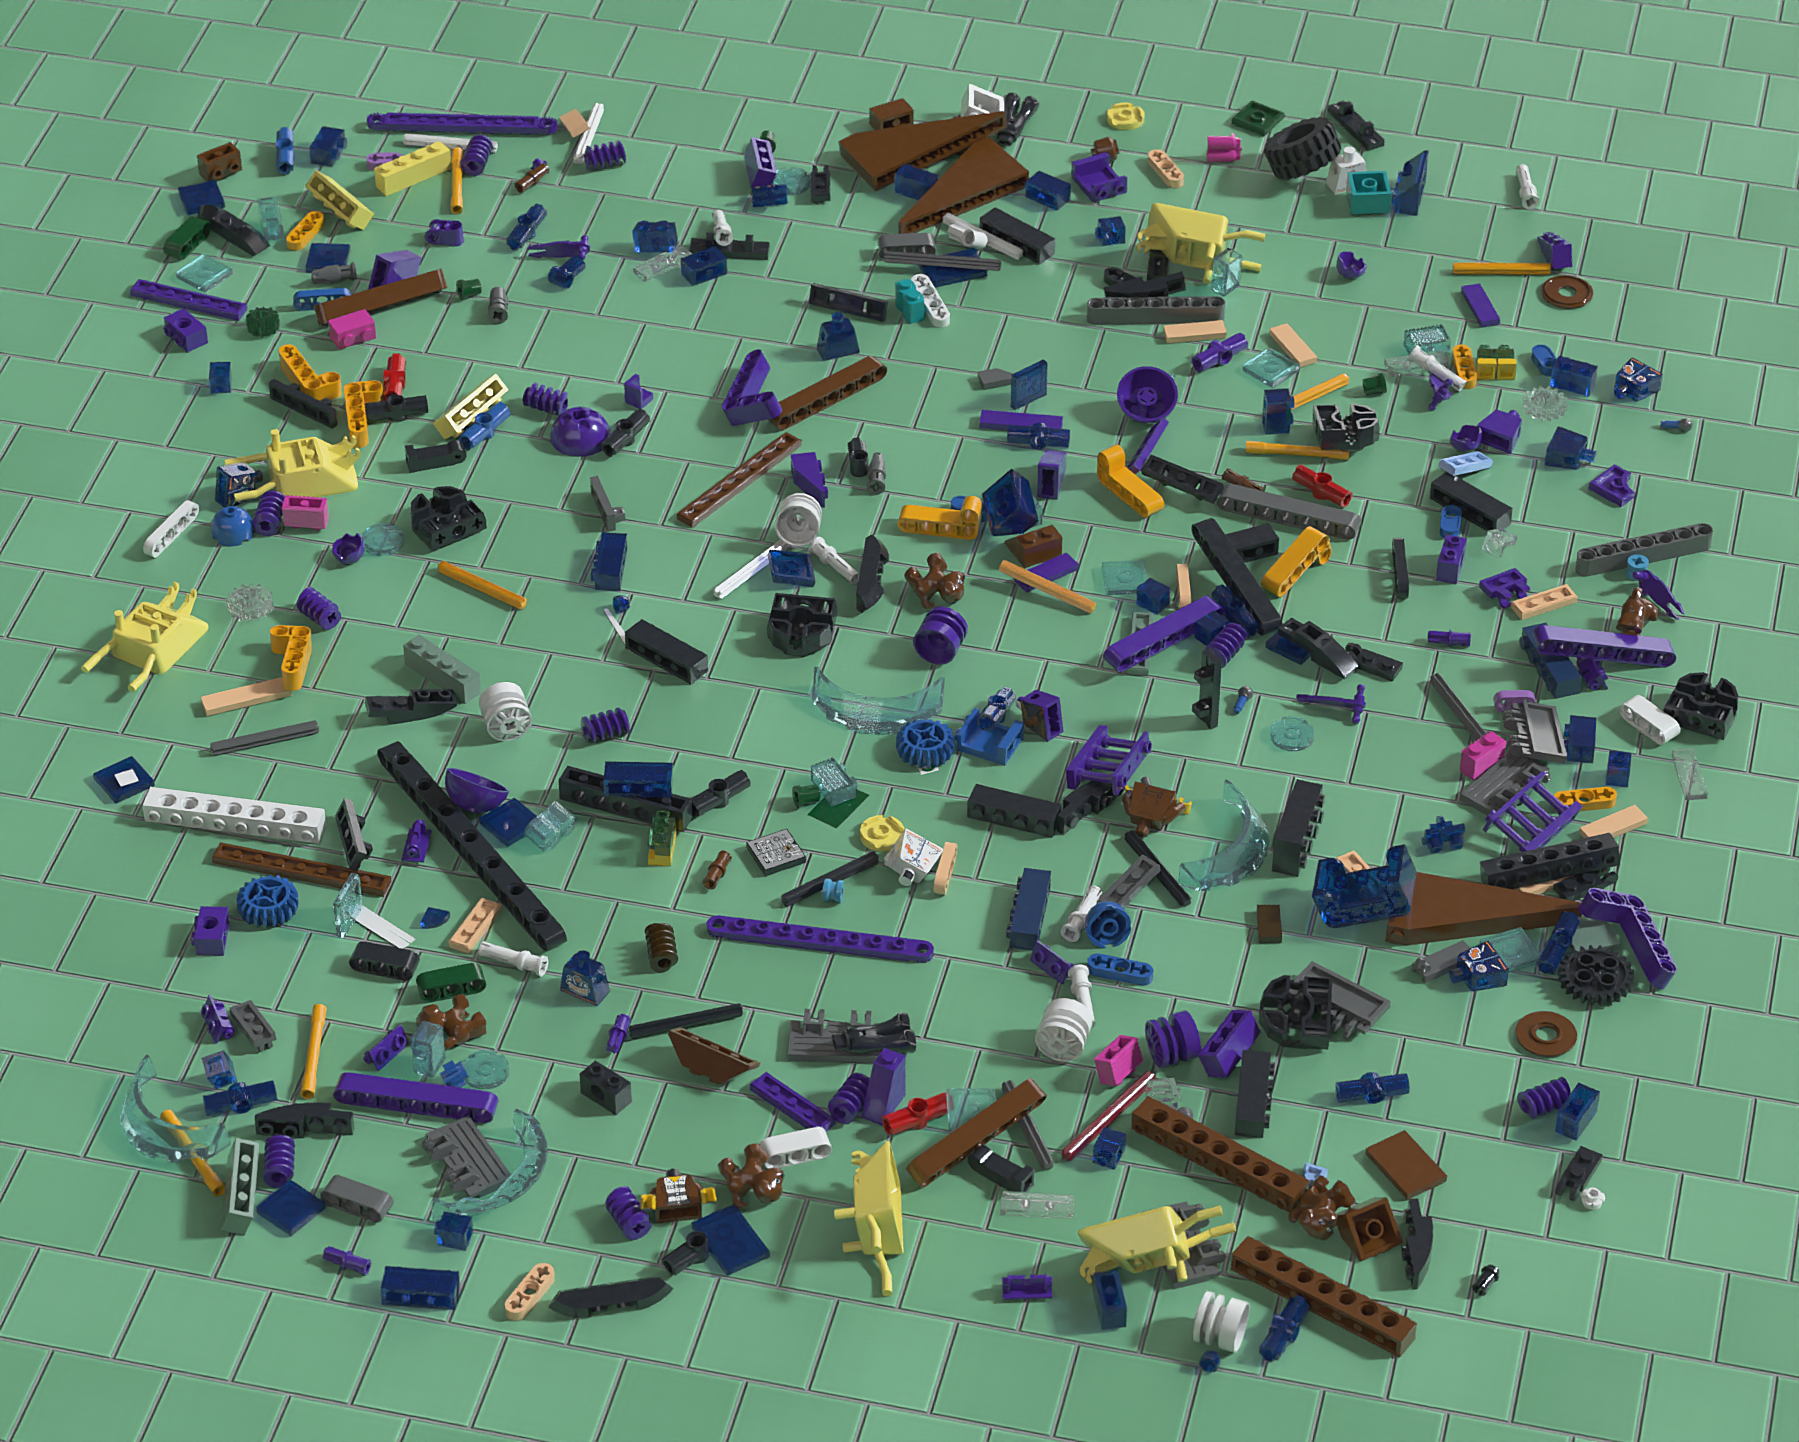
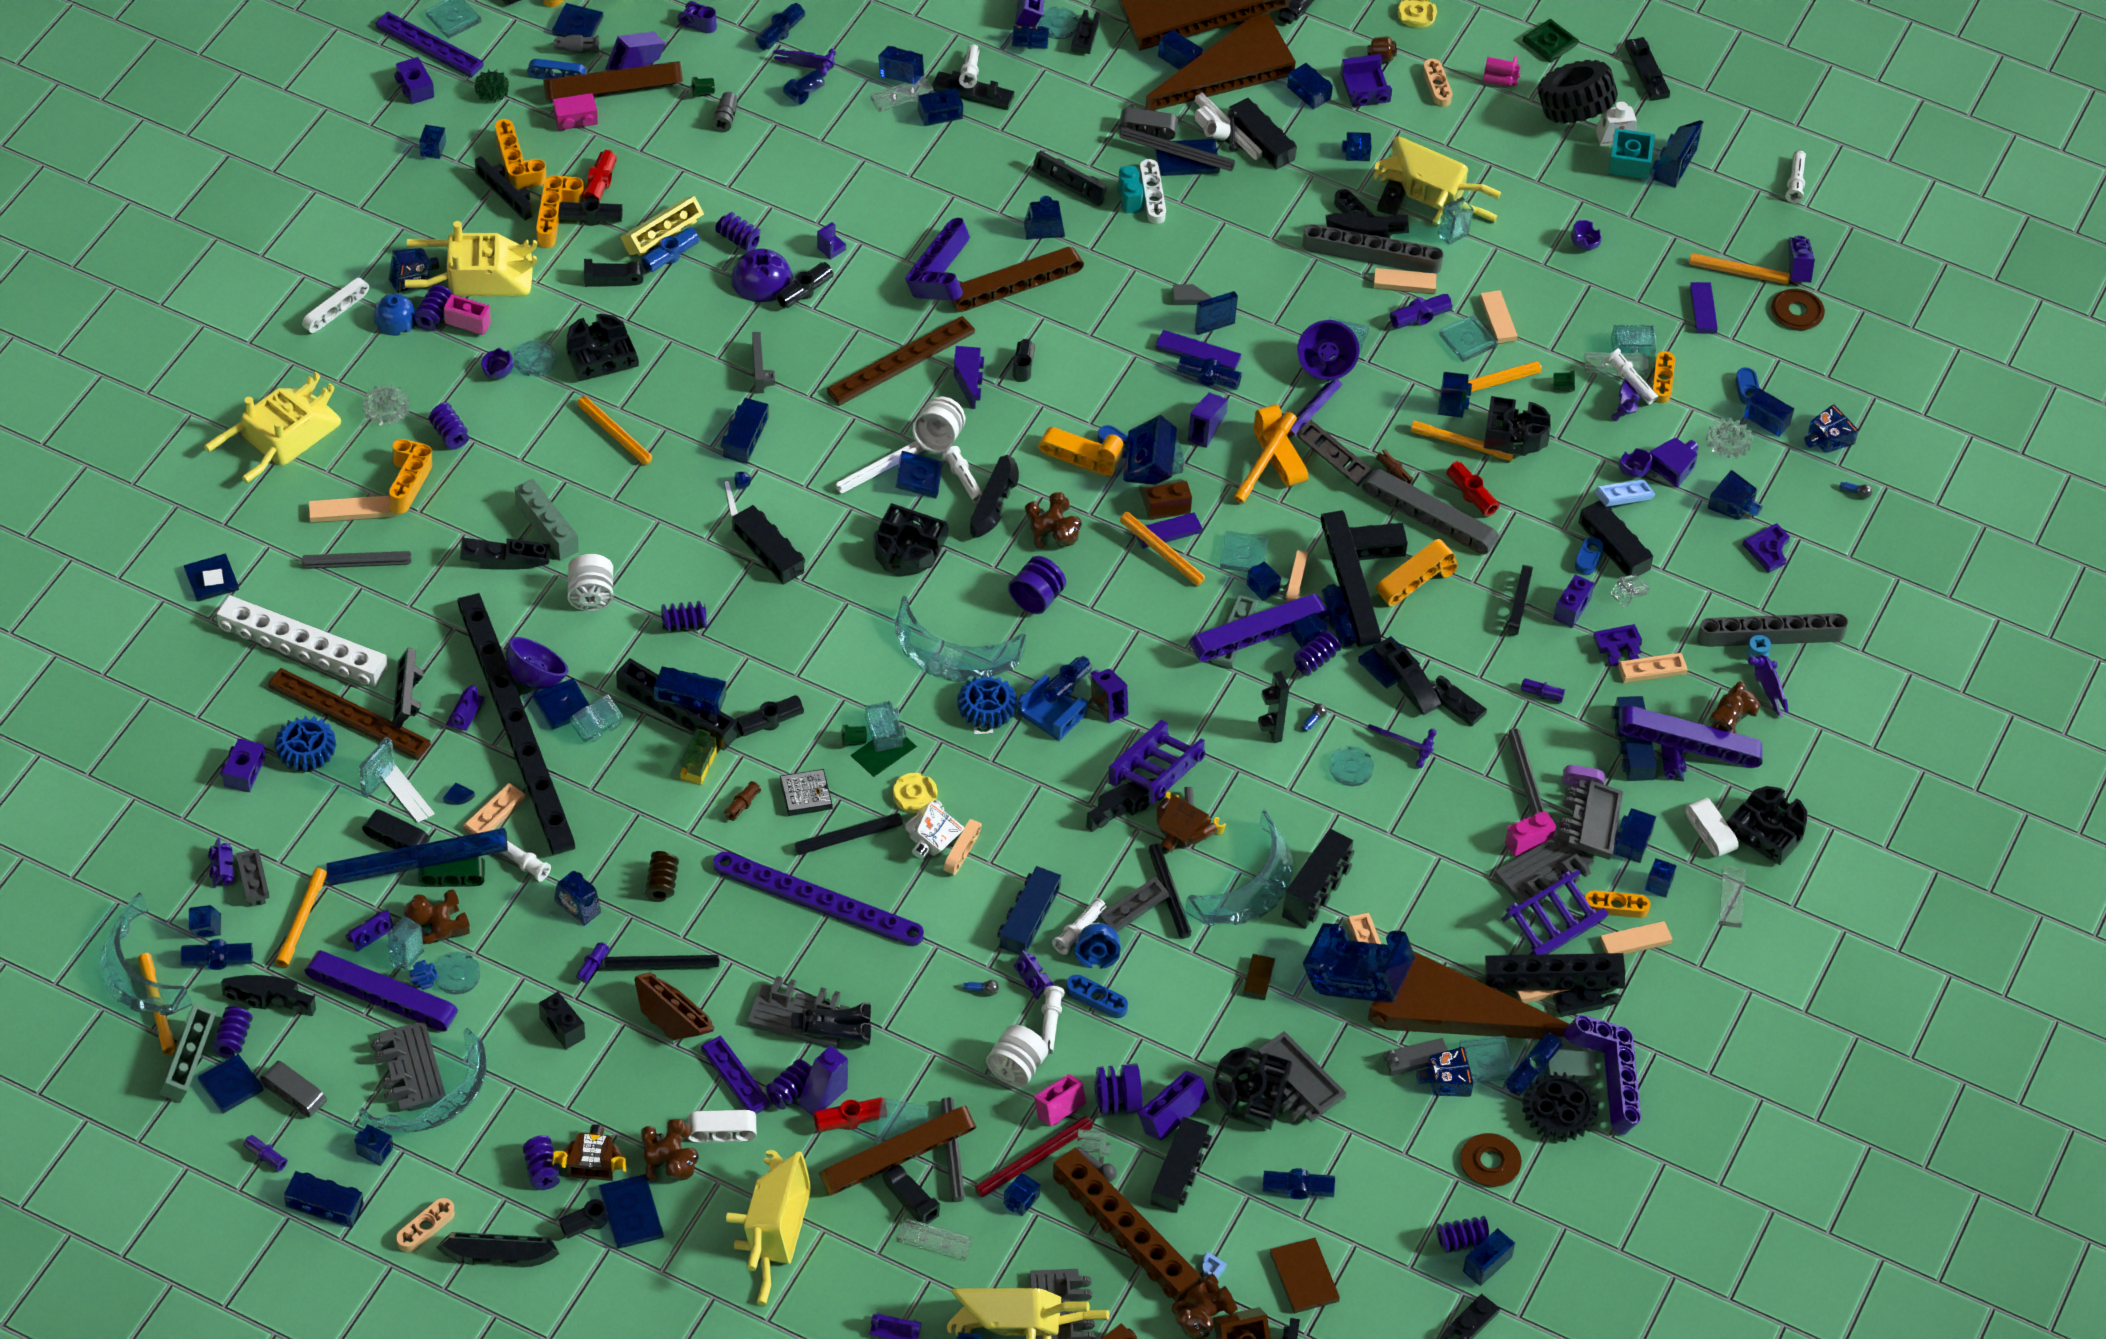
camera: 10 degrees right, 10 degrees up
(414, 973) = (417, 856): none -> clear blue tile
(833, 890) = (846, 848): dark azure wheel -> none
(876, 474) = (1035, 383): dark grey piece -> none
(985, 223) = (1232, 114): none -> black hinge
(1013, 810) = (1048, 796): black brick -> none
(1013, 981) = (989, 987): none -> piece
(1109, 519) = (1247, 485): none -> light orange piece
(1443, 832) = (1459, 912): clear blue hips -> none
(1495, 360) = (1691, 374): yellow hips -> none

